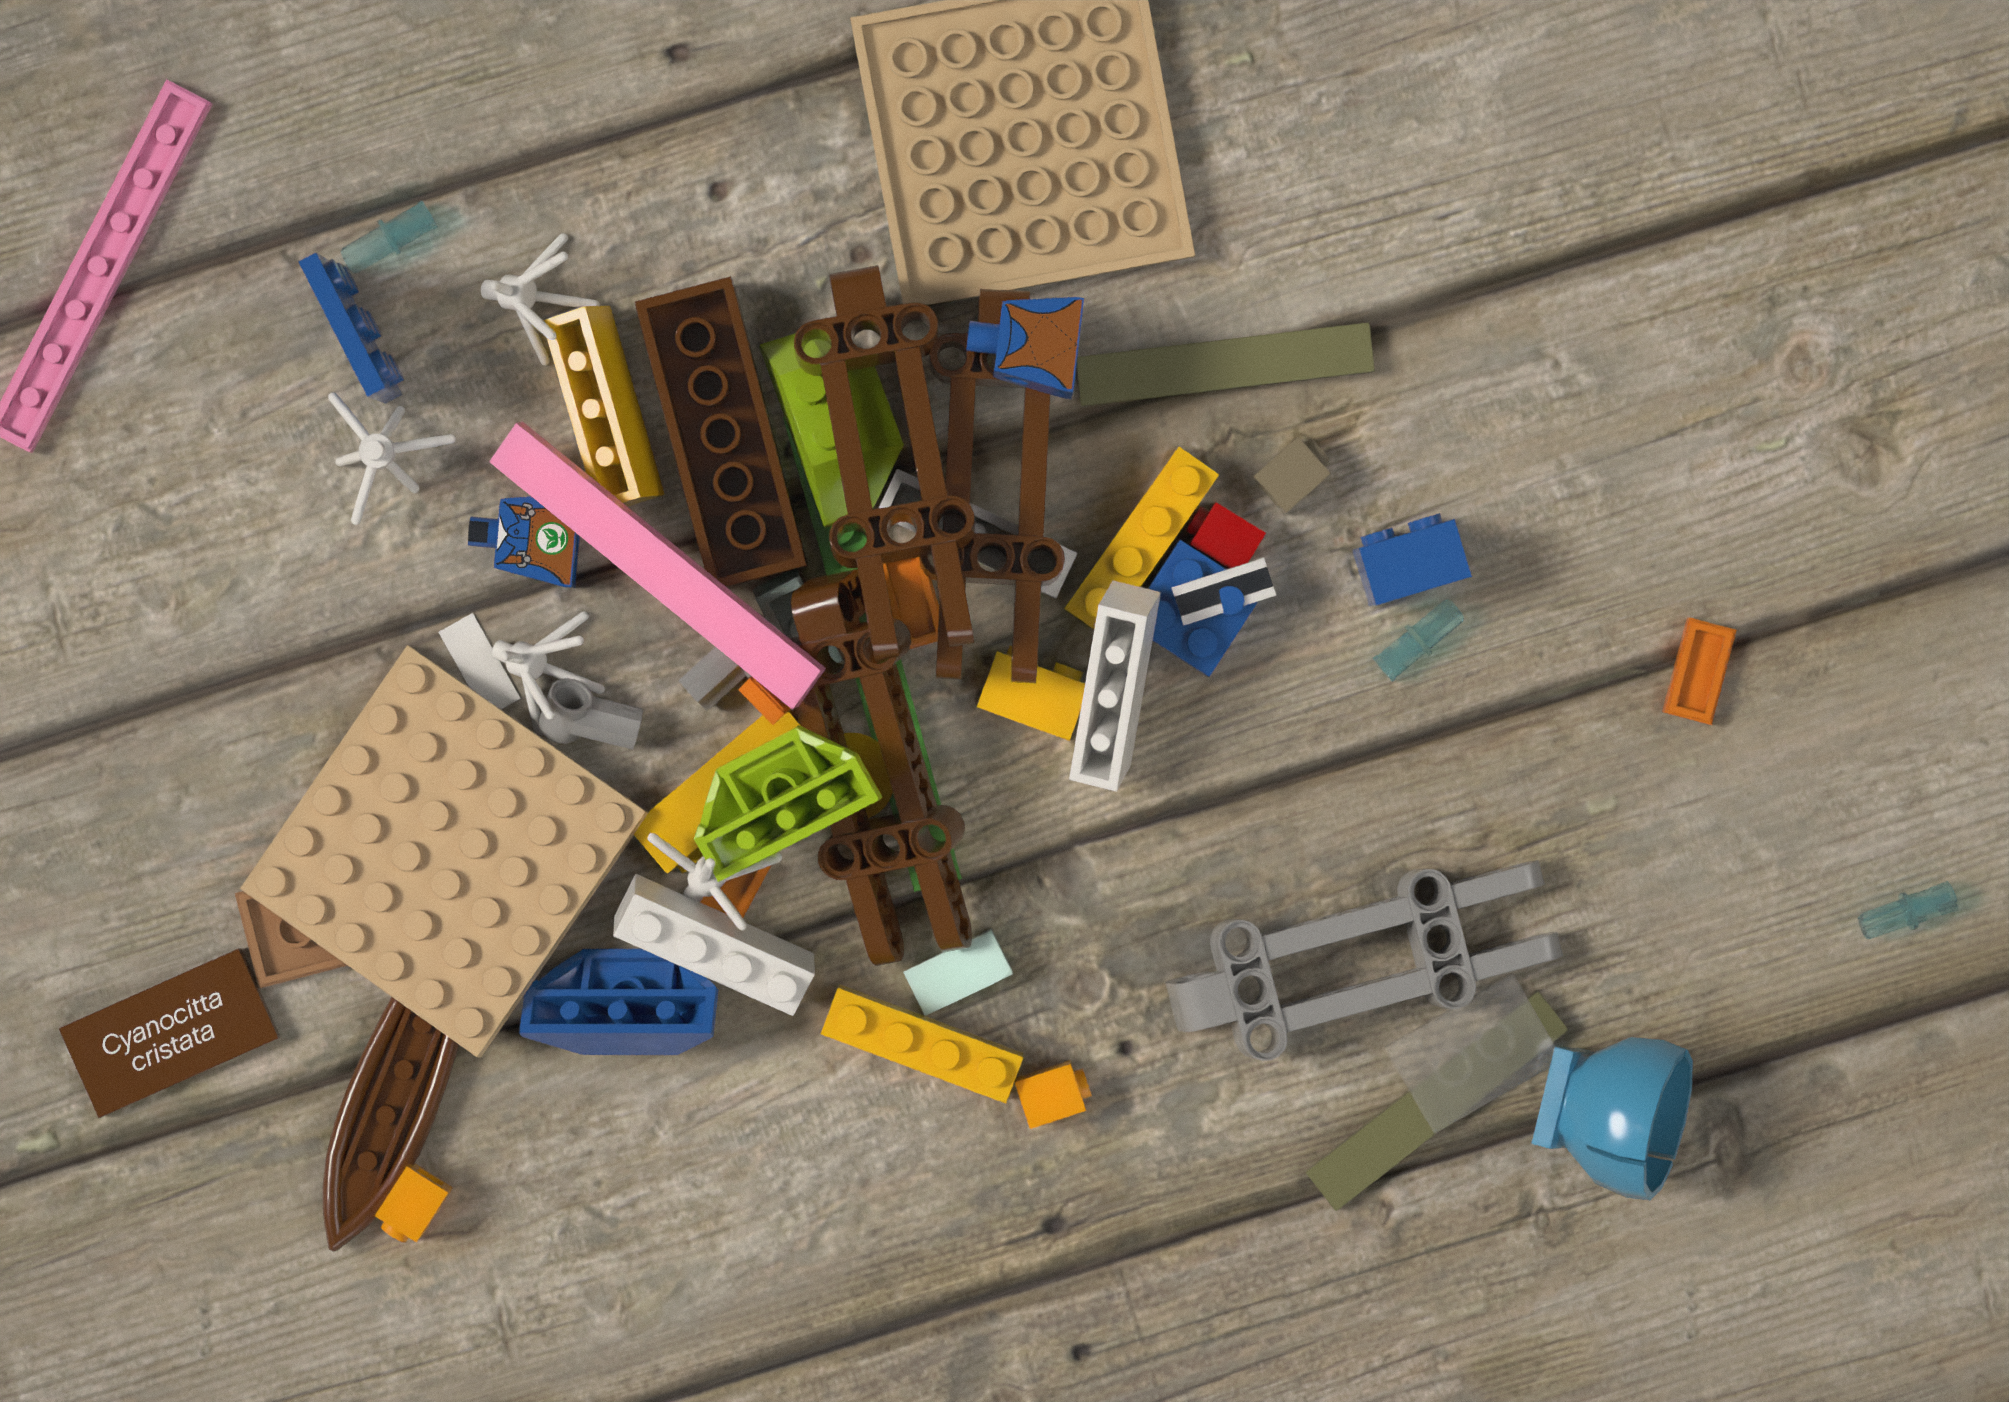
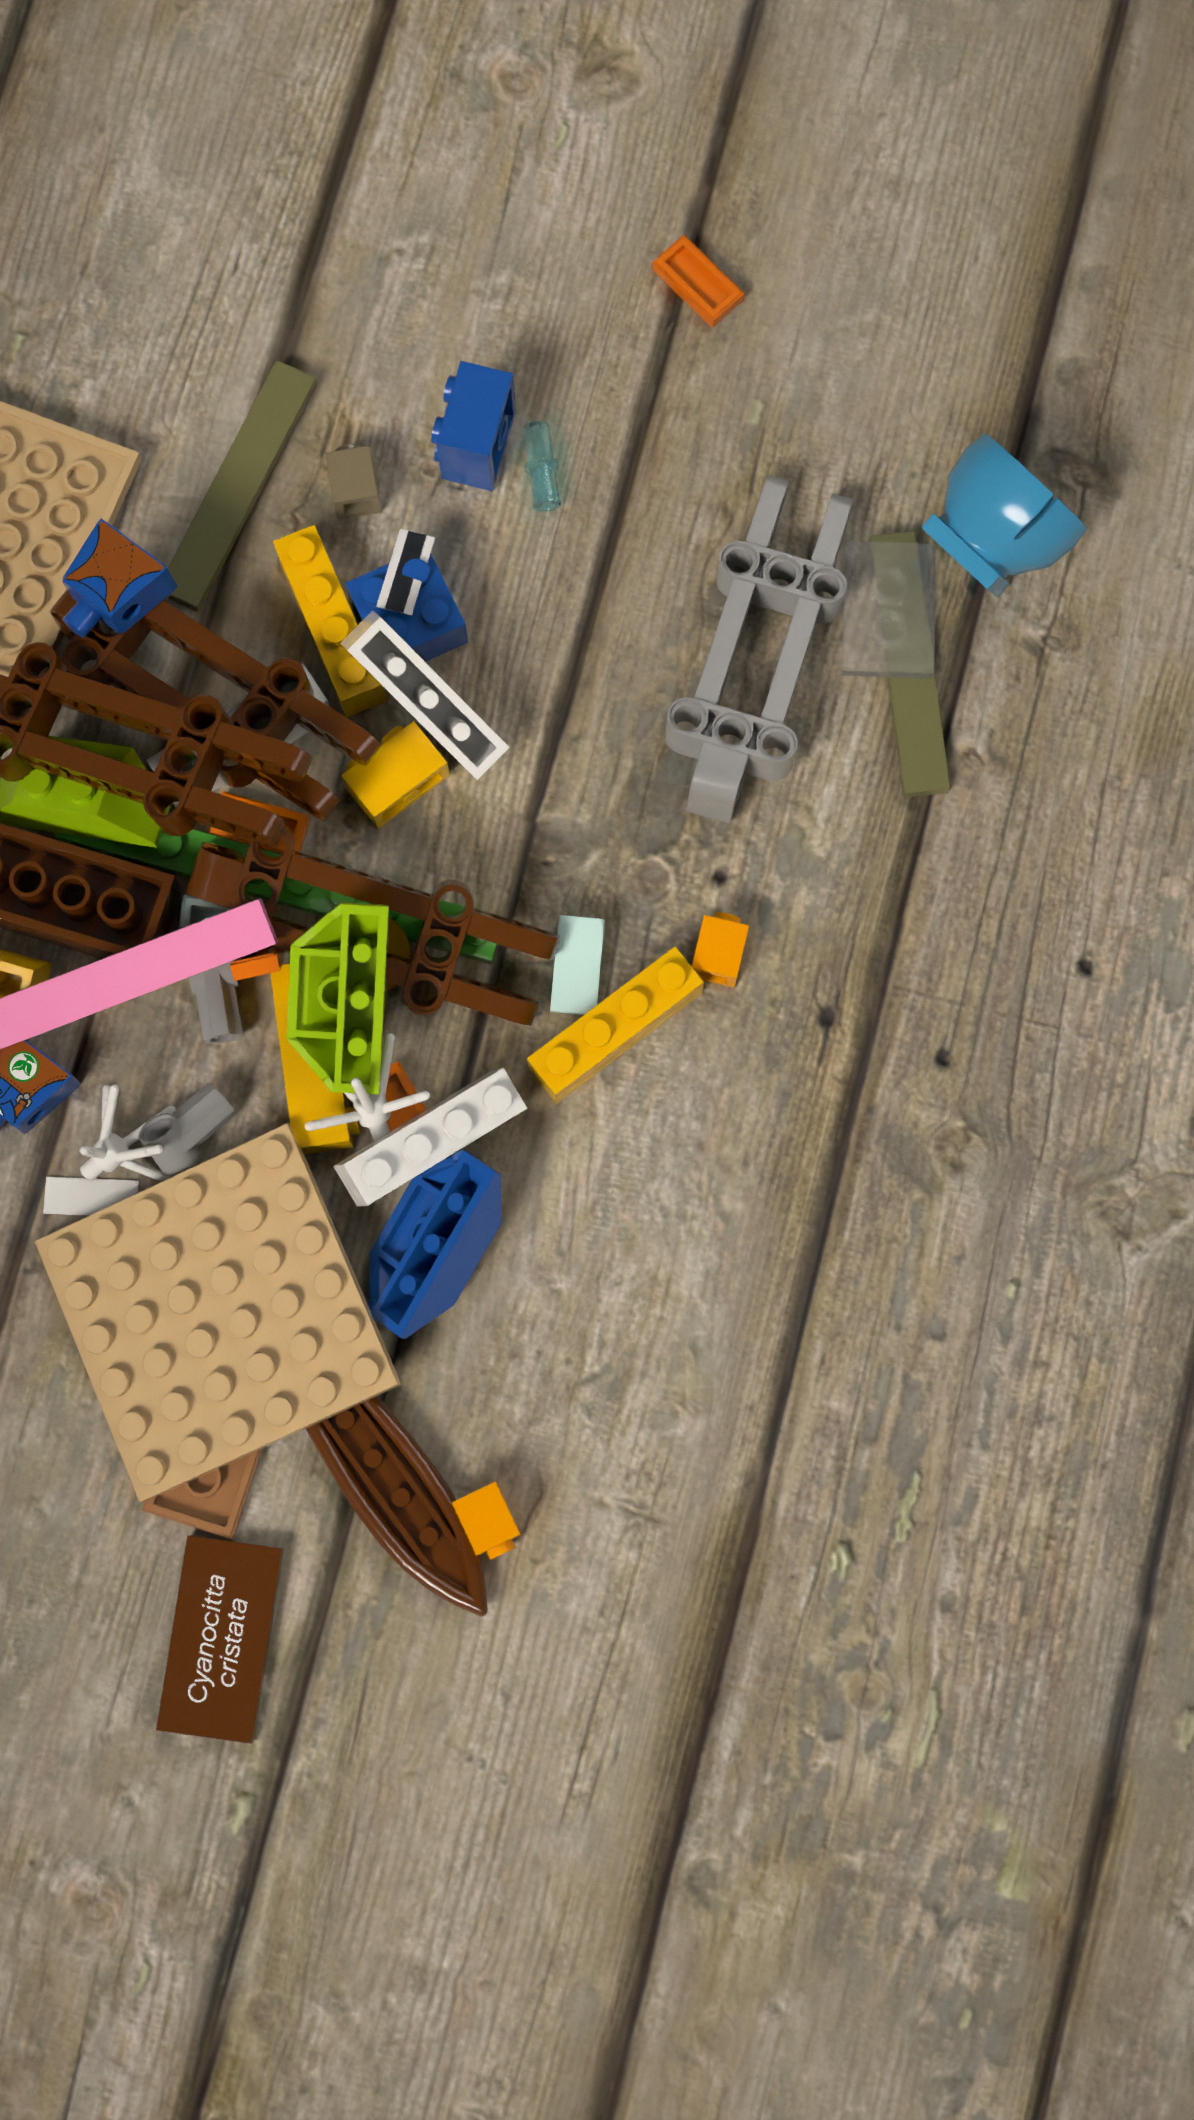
camera: 60 degrees left, 10 degrees down
(1224, 536) = (363, 551): red brick -> none
(1909, 910) = (977, 233): clear light blue axle -> none

